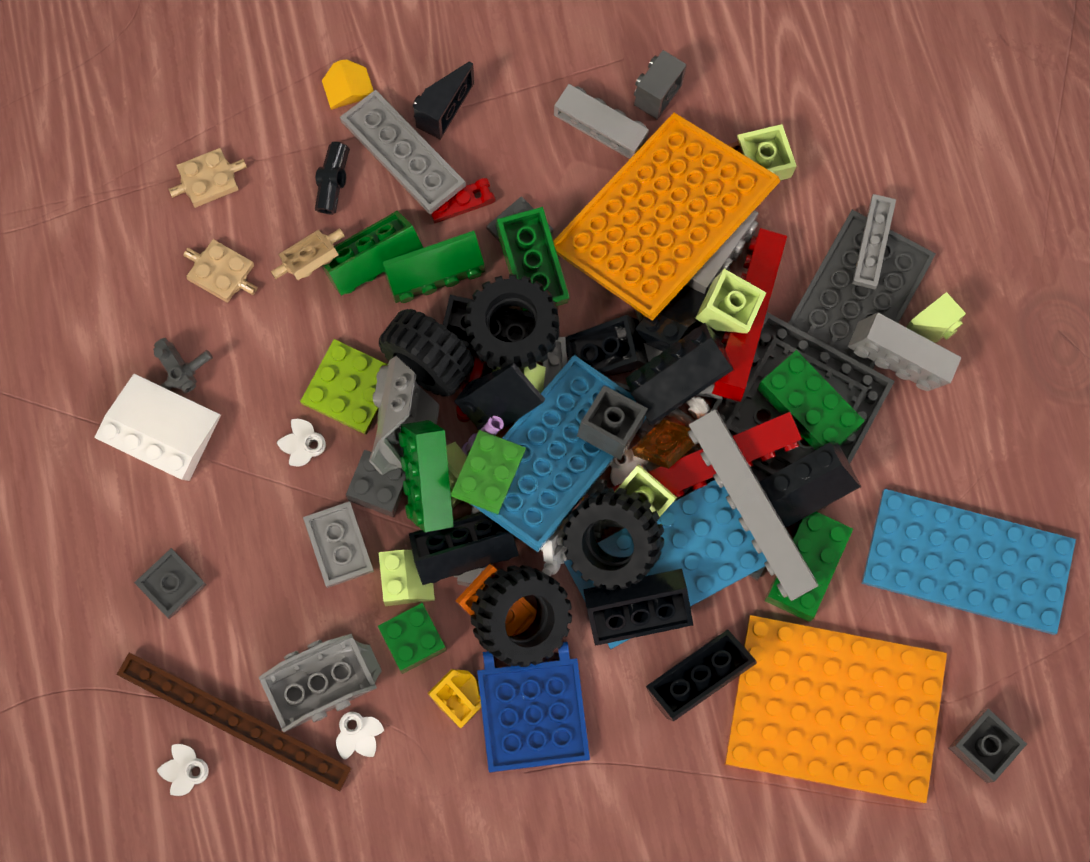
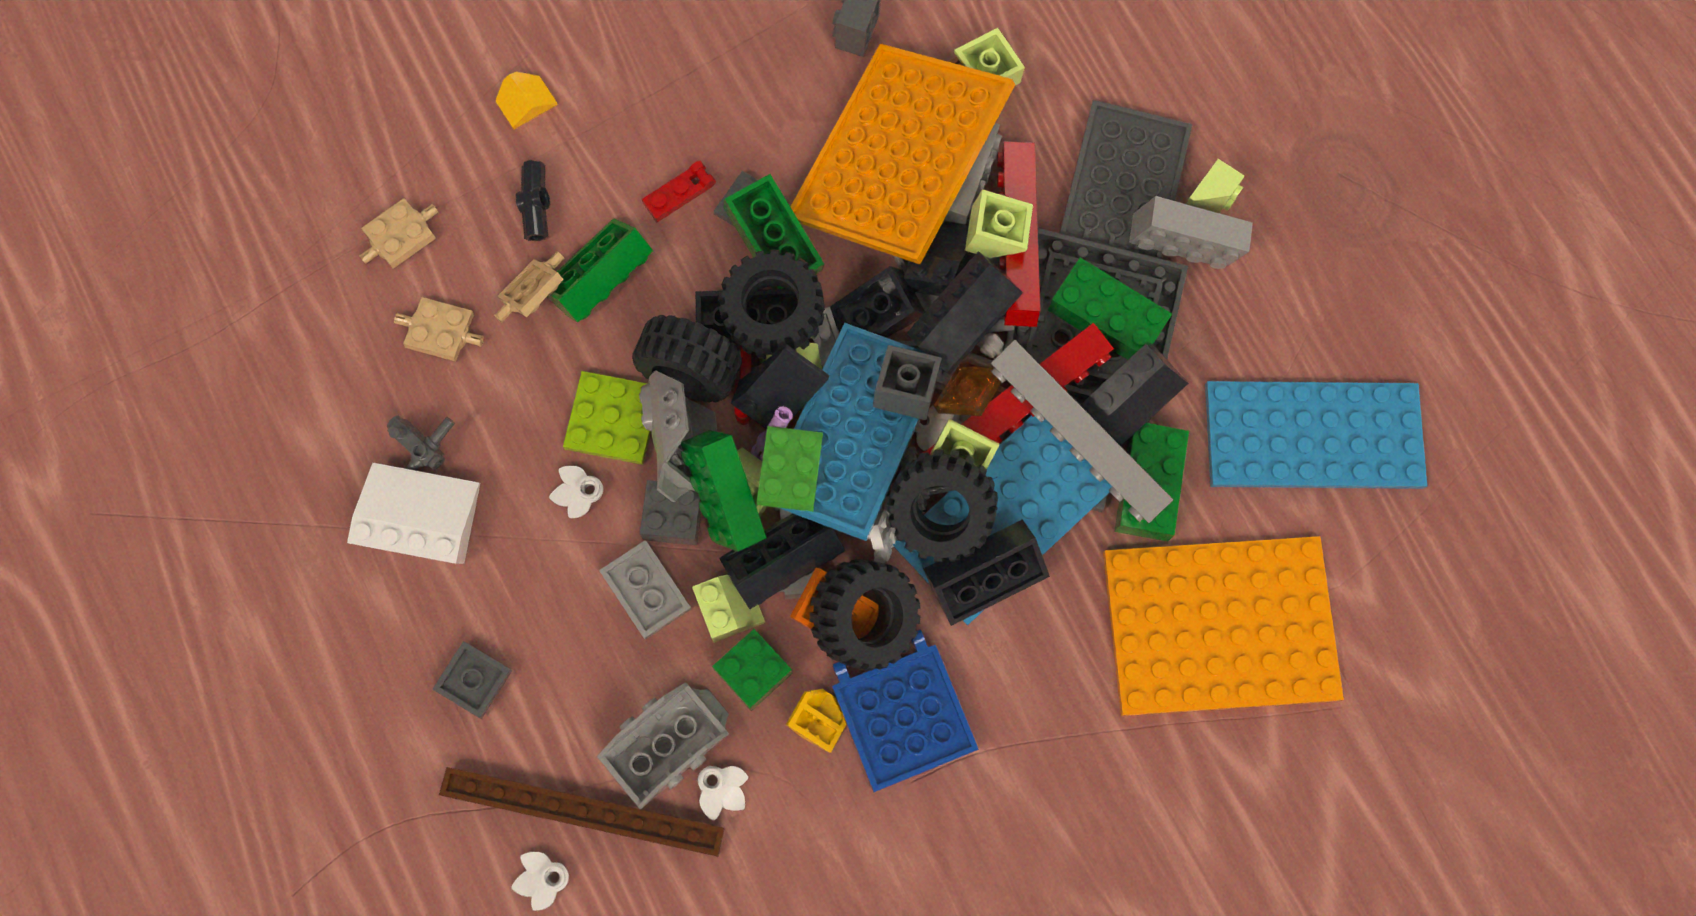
camera: 15 degrees left, 0 degrees up
(403, 152) = (603, 154): light grey plate -> none
(434, 267) = (670, 267): green slope -> none
(442, 100) = (631, 90): black slope -> none
(600, 121) = (805, 72): light grey brick -> none
(700, 675) = (1072, 629): black slope -> none
(874, 241) = (1126, 126): light grey plate -> none
(987, 746) = (1391, 622): dark grey brick -> none

